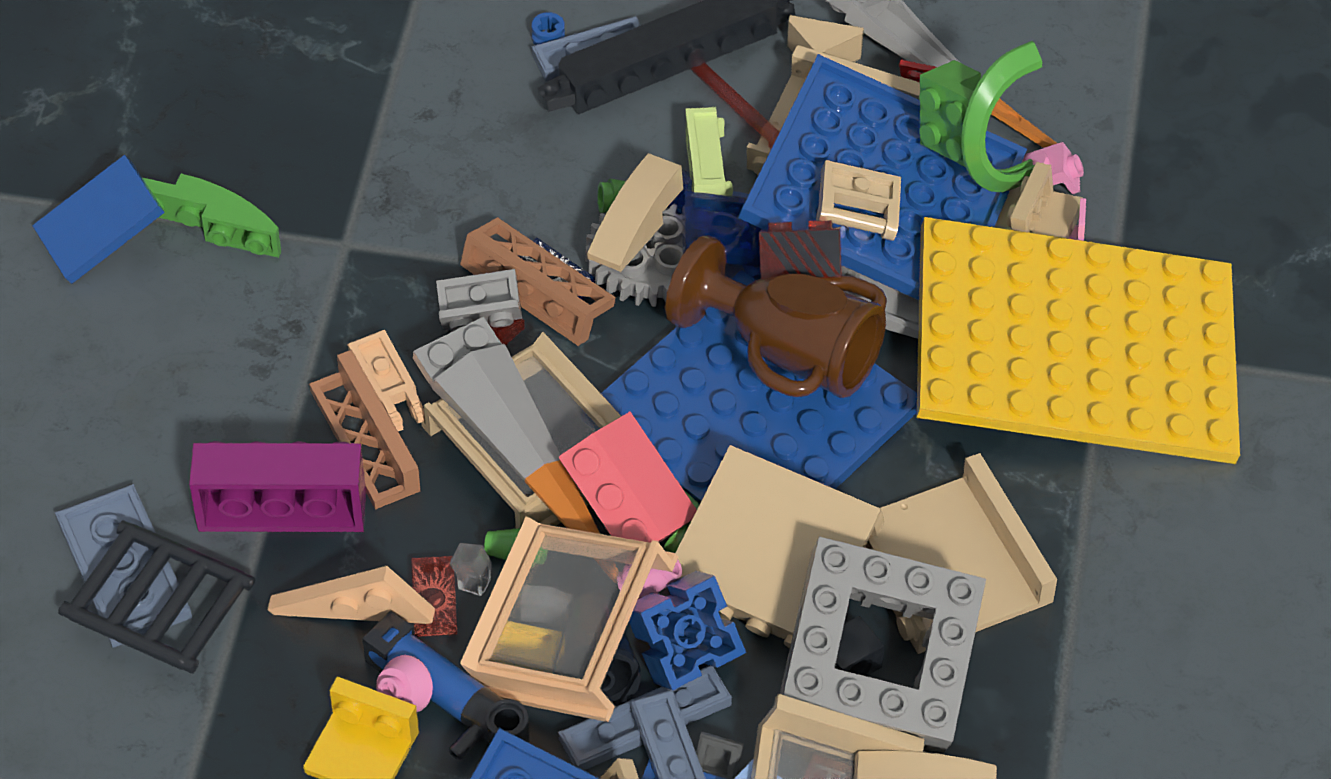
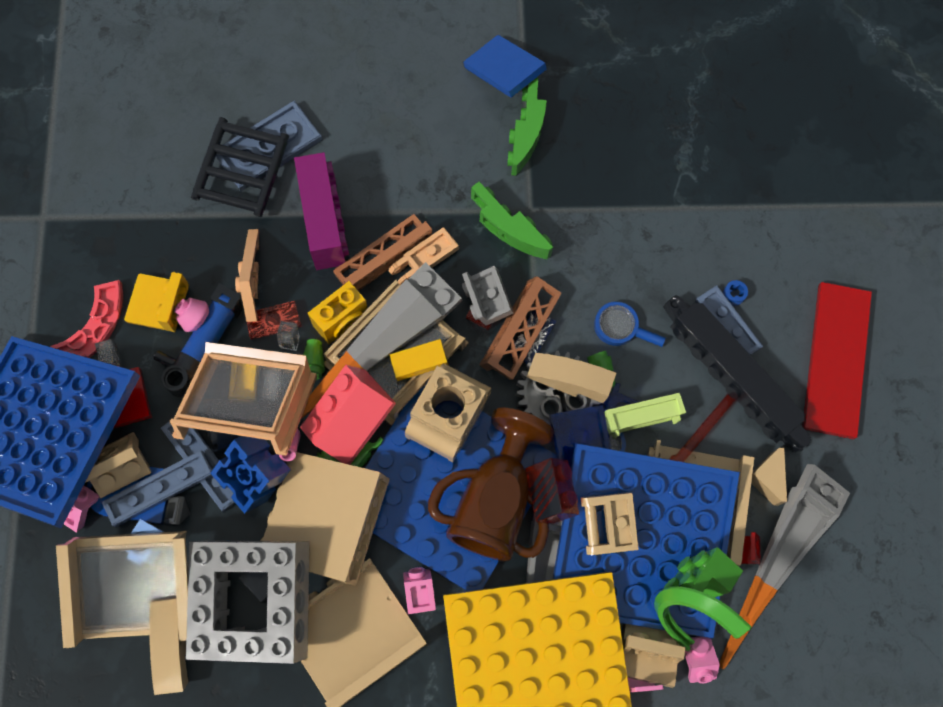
camera: 75 degrees right, 20 degrees up
(378, 261) = (514, 230): none -> bright green slope
(456, 490) = (338, 312): none -> yellow brick
(562, 170) = (618, 324): none -> piece
(563, 390) = (418, 359): none -> yellow tile
(655, 358) = (444, 434): none -> tan piece
(901, 461) = (419, 590): none -> bright pink bracket

